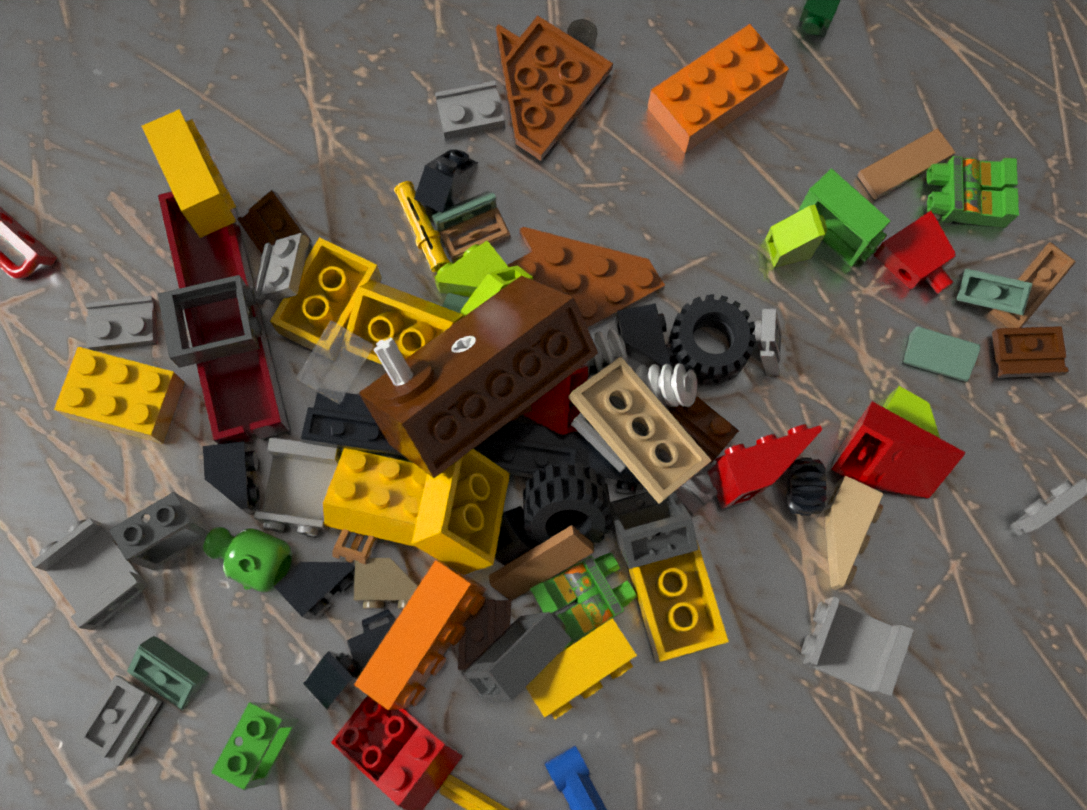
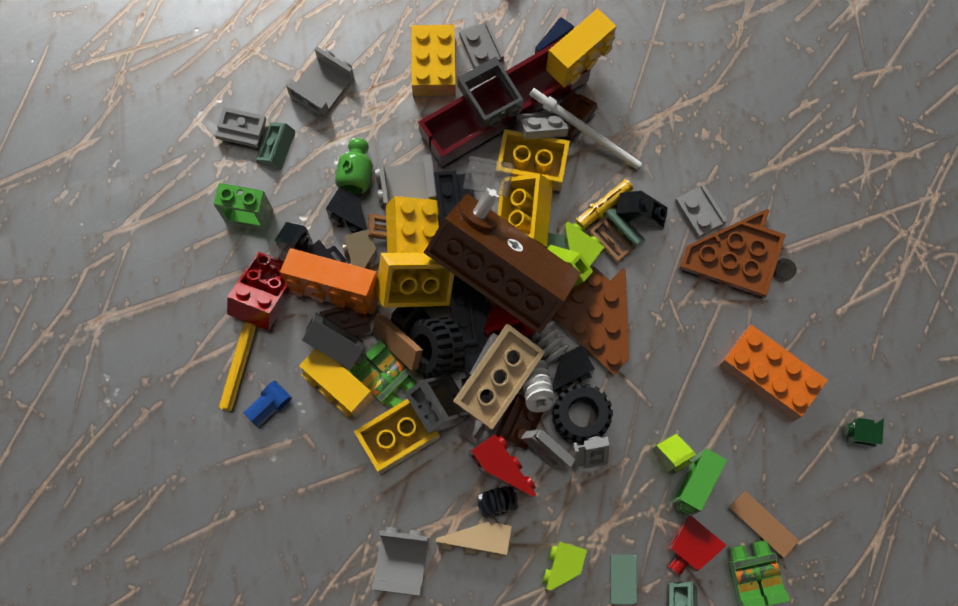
camera: 75 degrees right, 0 degrees up
(147, 211) = (557, 32): none -> dark blue slope
(172, 529) = (355, 115): dark grey window -> none
(230, 471) = (403, 141): black slope -> none
(256, 245) = (550, 104): none -> white bar
(750, 396) = (548, 449): none -> light grey plate
(895, 454) = (535, 556): red slope -> none

